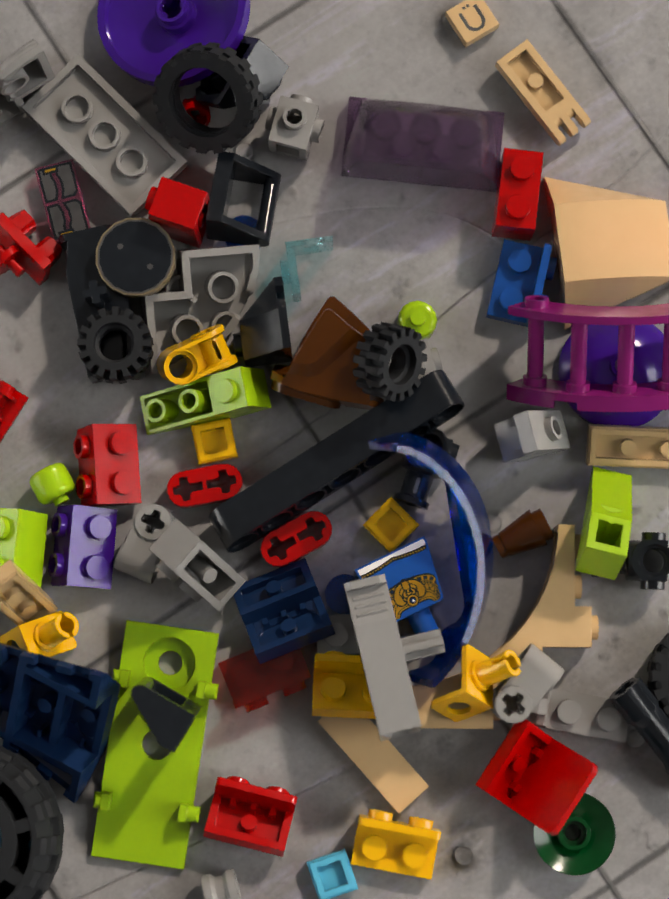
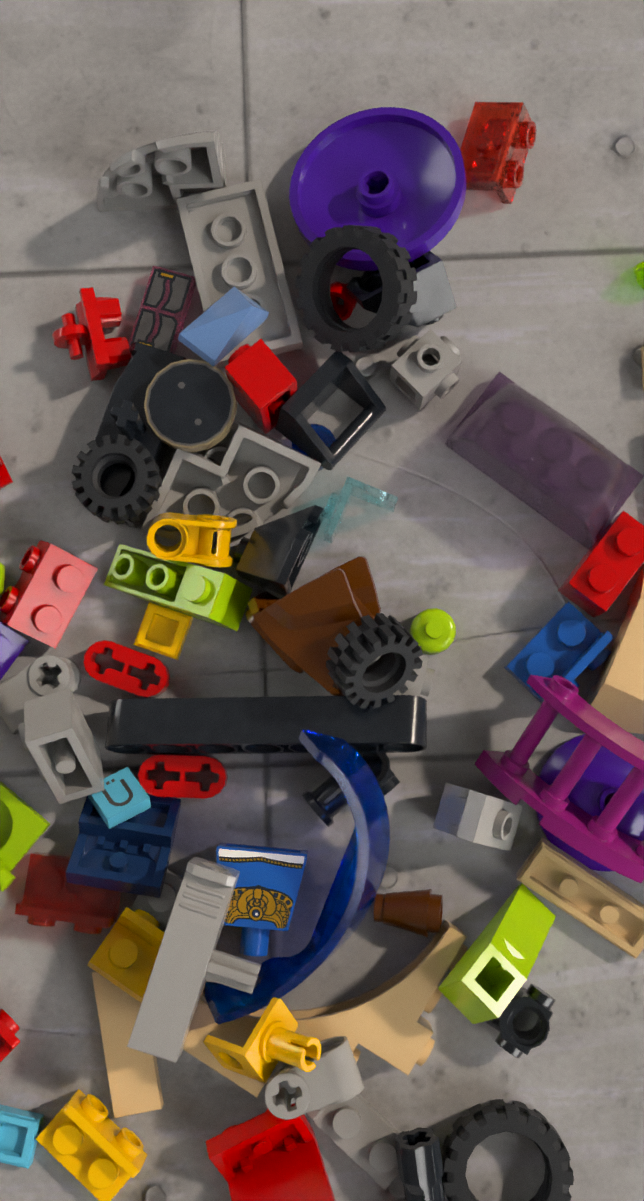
camera: 35 degrees right, 0 degrees up
(122, 183) = (223, 326): none -> medium blue slope
(261, 582) = (121, 798): none -> medium azure tile
(335, 593) = (191, 848): clear blue tile -> none
(390, 525) = (284, 819): yellow tile -> none

